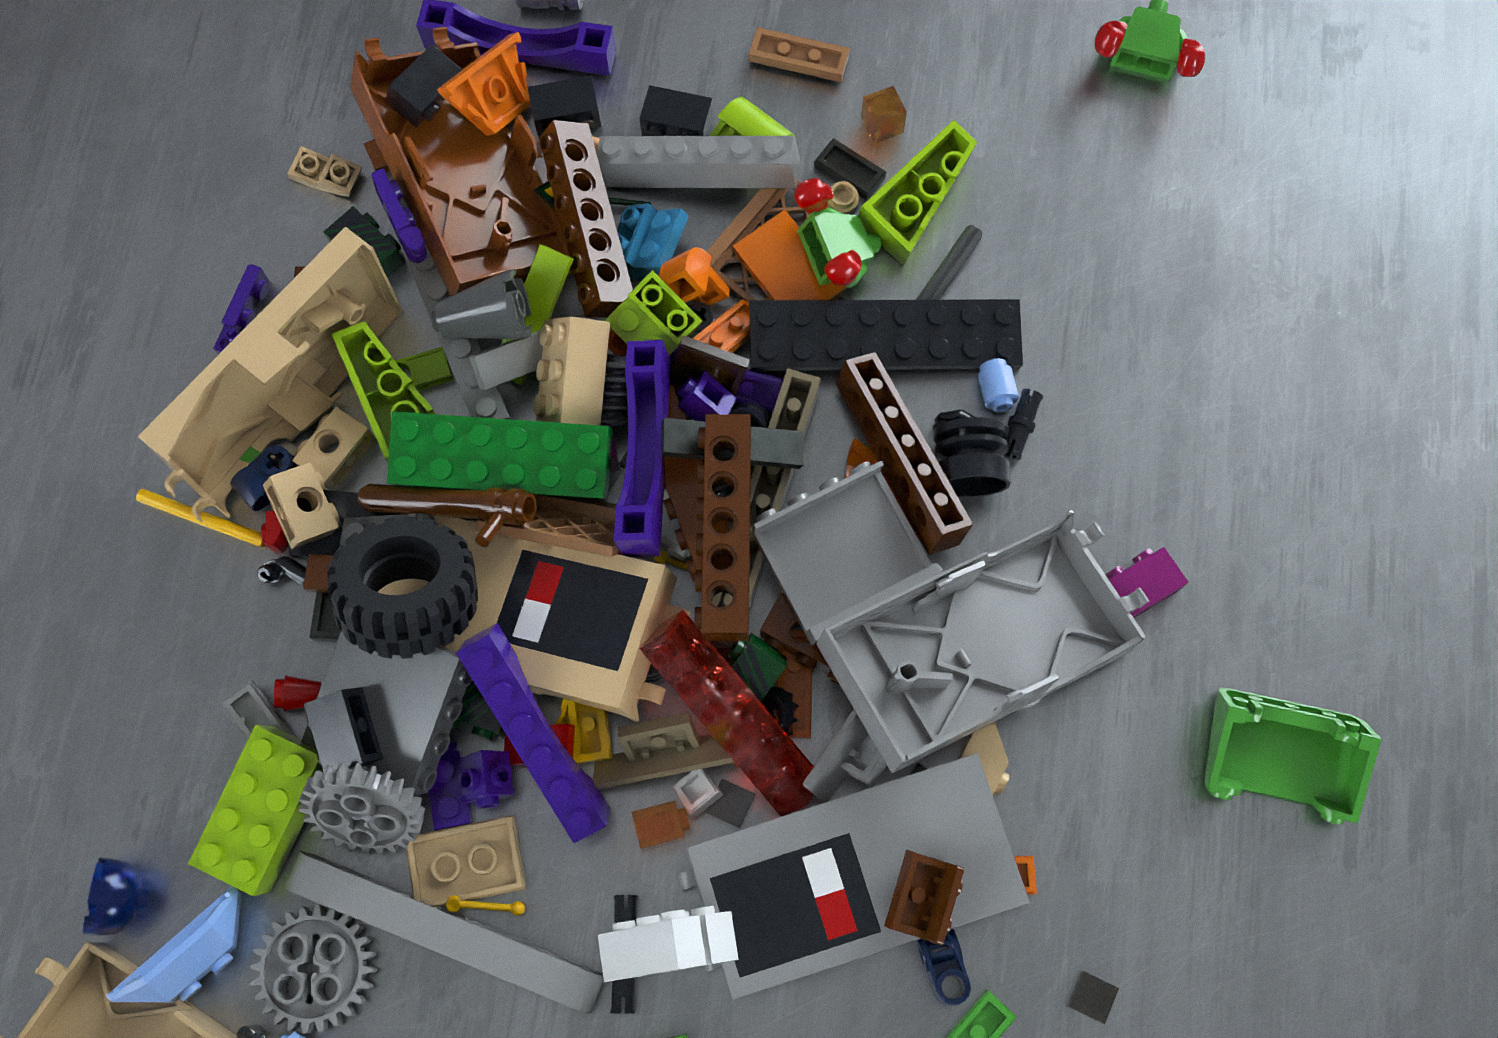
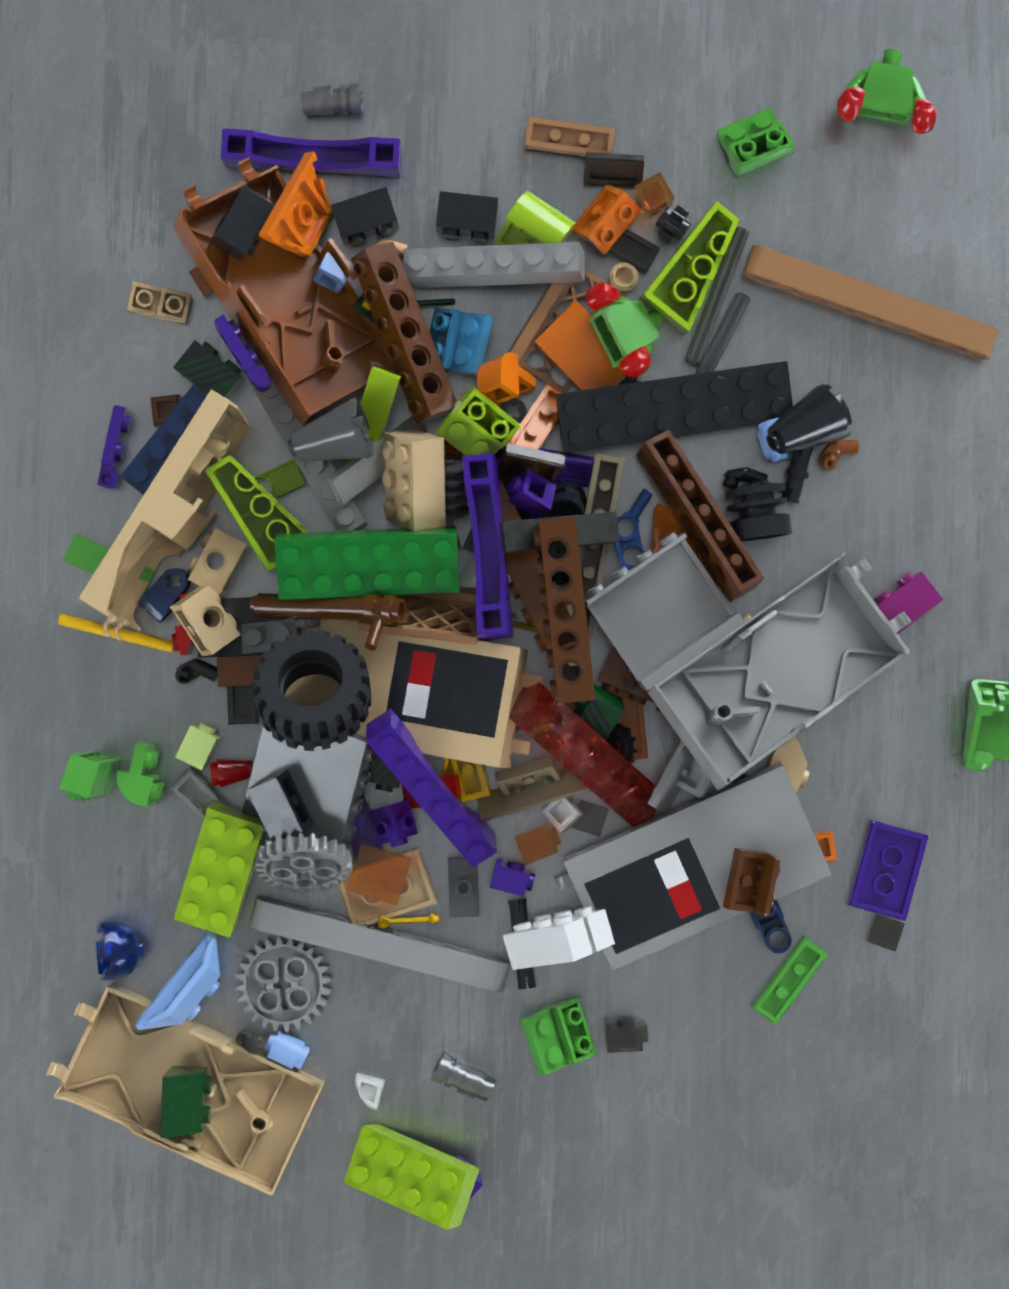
camera: 10 degrees left, 15 degrees up
(118, 666) = (90, 775): none -> bright green brick
(186, 682) = (138, 782): none -> bright green brick
(267, 657) = (198, 746): none -> yellowish green brick
(457, 840) = (379, 874): none -> clear orange piece
(514, 154) = (330, 274): none -> medium blue slope
(561, 873) = (463, 888): none -> dark grey plate
(621, 865) = (511, 877): none -> dark purple brick
(811, 479) = (633, 541): none -> blue beam
(831, 134) = (606, 218): none -> orange bracket
(841, 86) = (613, 169): none -> pearl dark grey tile
(902, 146) = (673, 223): none -> black gear
(944, 228) = (717, 296): none -> dark grey axle
(1002, 76) = (755, 142): none -> bright green brick
(1043, 362) = (811, 422): none -> black cone
(1068, 404) = (834, 450): none -> dark orange arm
(1101, 916) = (887, 870): none -> dark purple tile
(1121, 251) = (870, 302): none -> medium nougat beam

